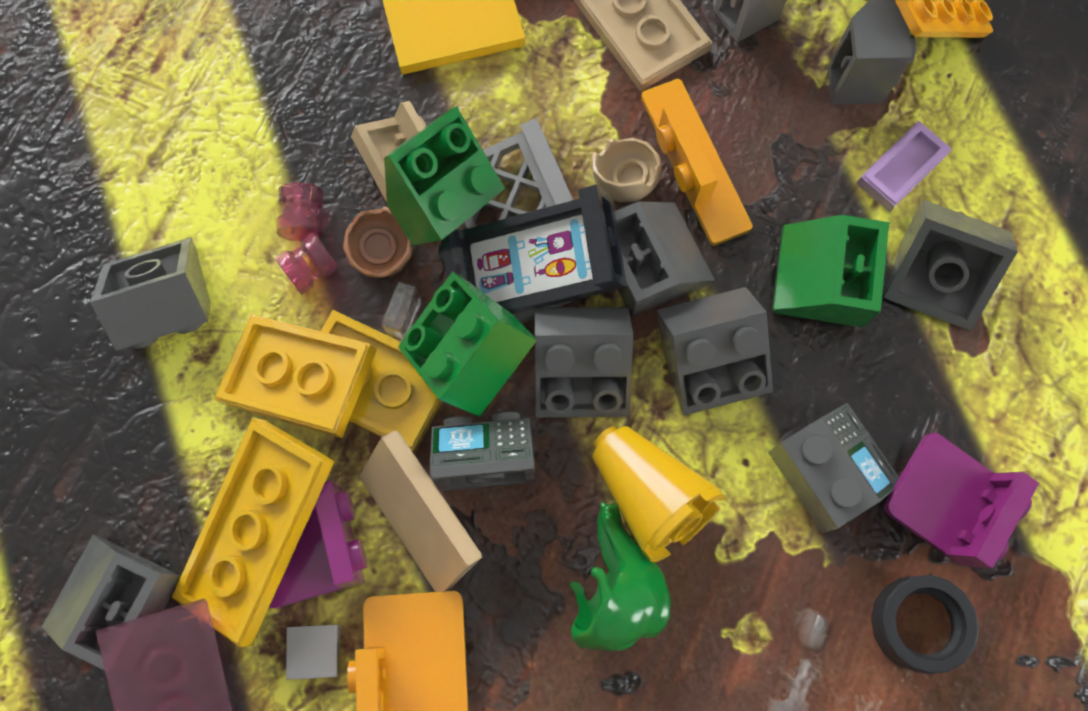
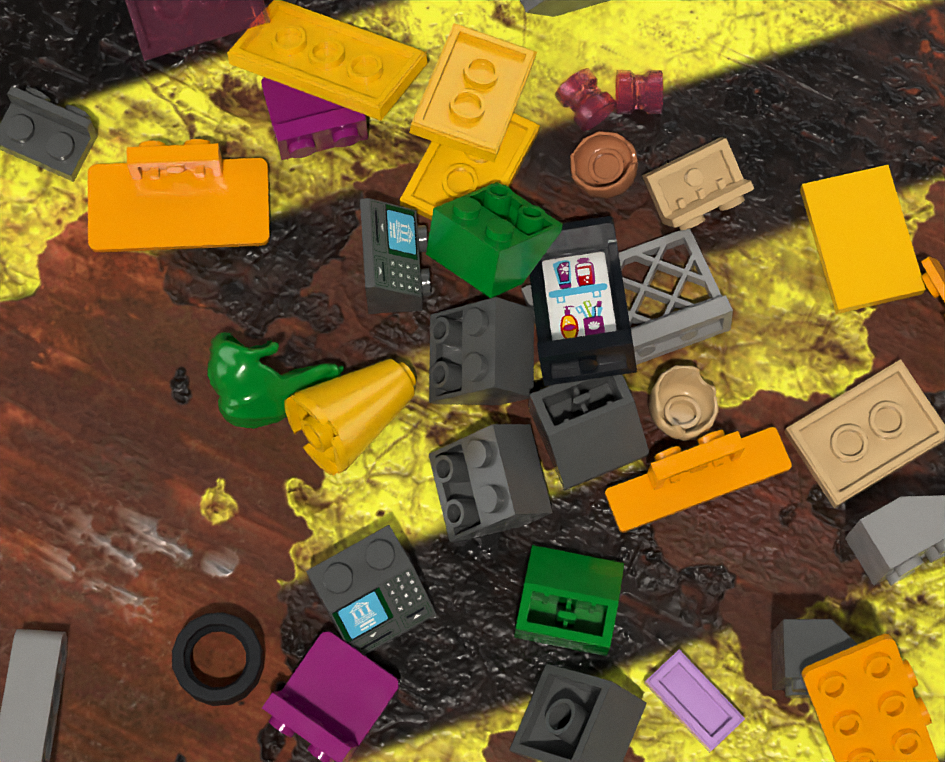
camera: 90 degrees right, 0 degrees up
(313, 652) = (223, 117): light grey tile -> none
(401, 311) = (534, 187): clear tile -> none
(419, 513) = (336, 198): tan tile -> none
(438, 179) = (651, 210): green slope -> none

